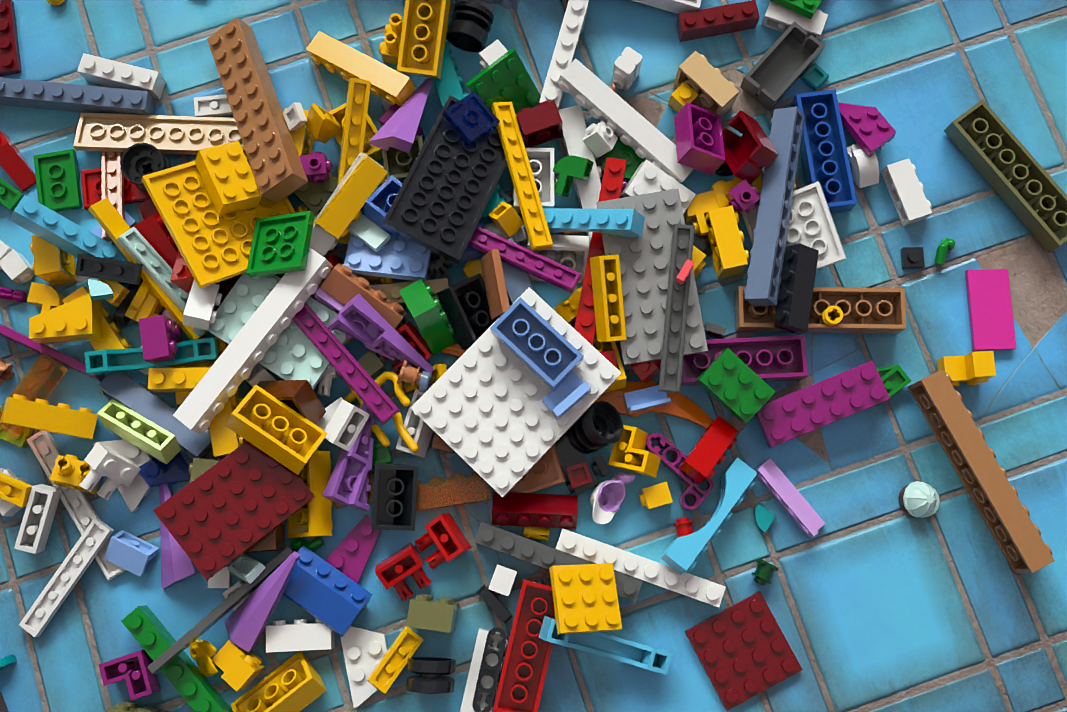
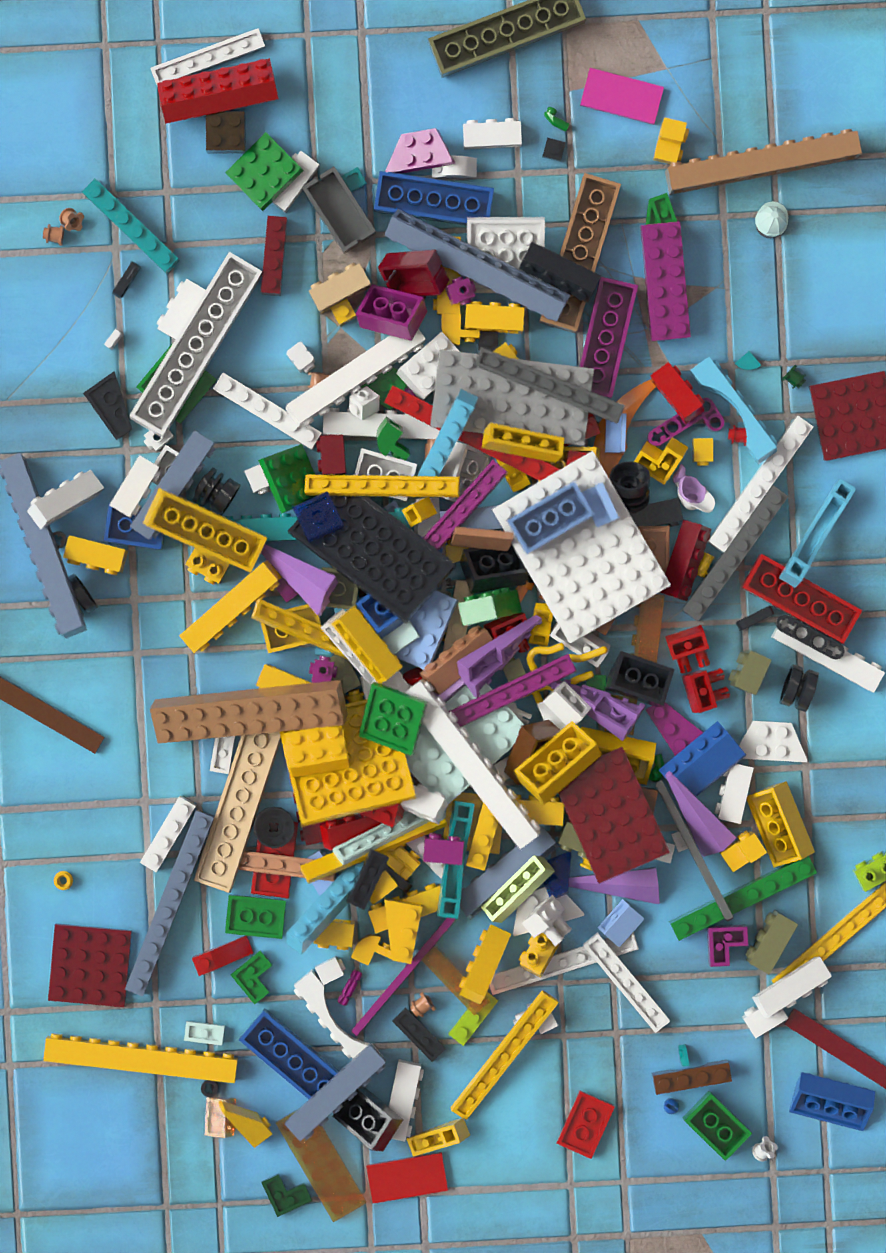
camera: 75 degrees left, 10 degrees up
(38, 518) = (569, 995): white brick -> none
(99, 290) = (384, 892): tile -> none
(202, 653) = (729, 880): yellow plate -> none
(246, 568) = (667, 821): light aqua tile -> none
(294, 116) = (271, 677): white plate -> none
(321, 124) = (283, 655): yellow slope -> none
(394, 660) = (777, 715): yellow plate -> none
(409, 374) = (537, 637): nougat brick -> none
(425, 381) = (548, 624): sand blue tile -> none
(502, 580) = (736, 605): white panel -> none
(579, 475) = (667, 513): dark red tile -> none
(585, 598) = (774, 538): yellow plate -> none
(600, 466) = (662, 492): black plate -> none
(685, 271) = (525, 372): coral tile -> none
(714, 330) = (570, 353): dark grey tile -> none
(735, 386) = (630, 354): green brick -> none
(789, 498) = (737, 333): lavender fence -> none
(826, 319) = (597, 245): yellow bush -> none

